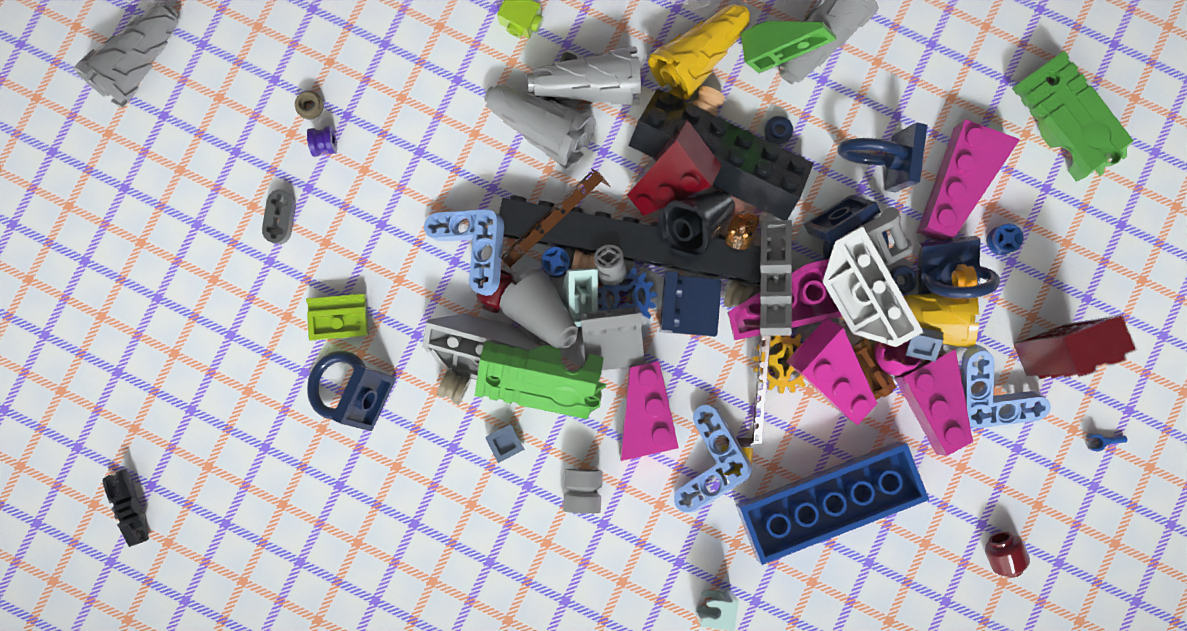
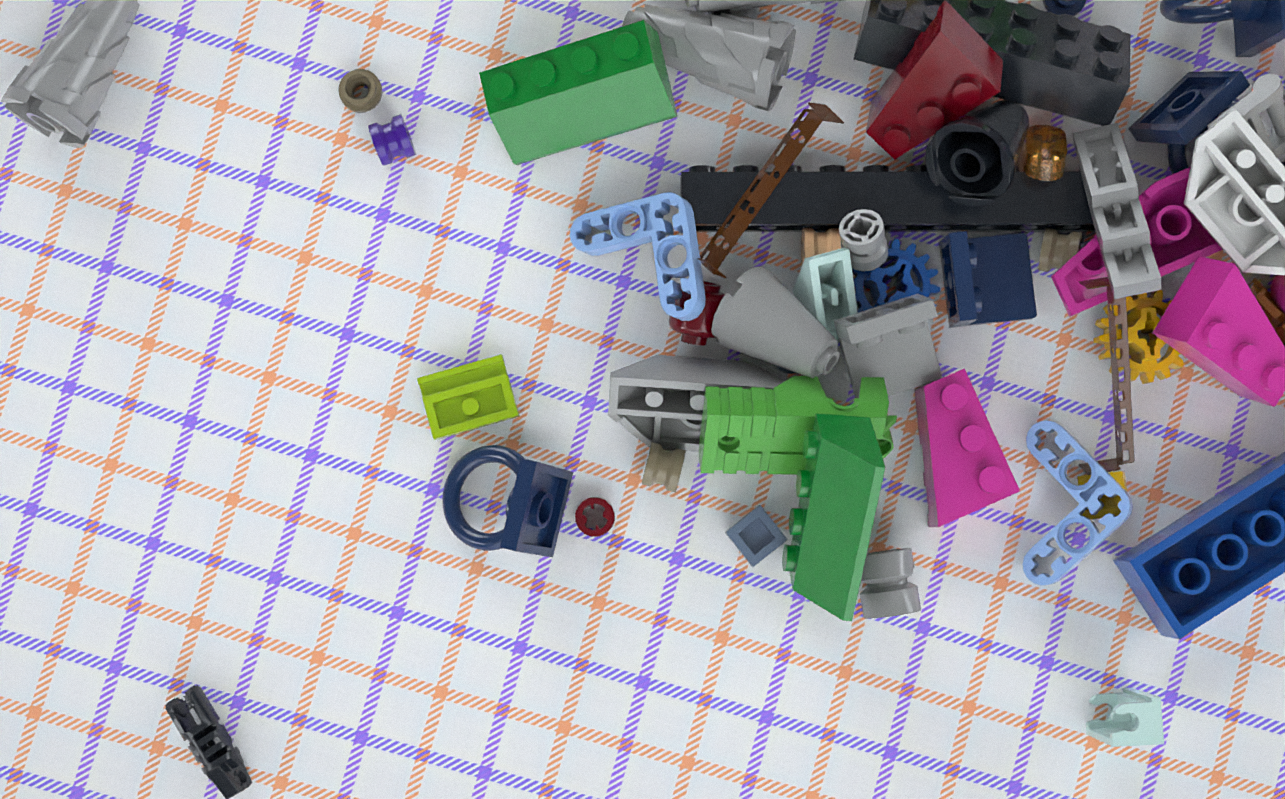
camera: 15 degrees left, 0 degrees up
(272, 216) = (338, 265): dark grey beam -> none
(394, 410) = (581, 519): none -> dark red bush
(447, 133) = (579, 92): none -> slope
(551, 438) = (834, 512): none -> green slope
(556, 257) = (778, 245): blue wheel -> none

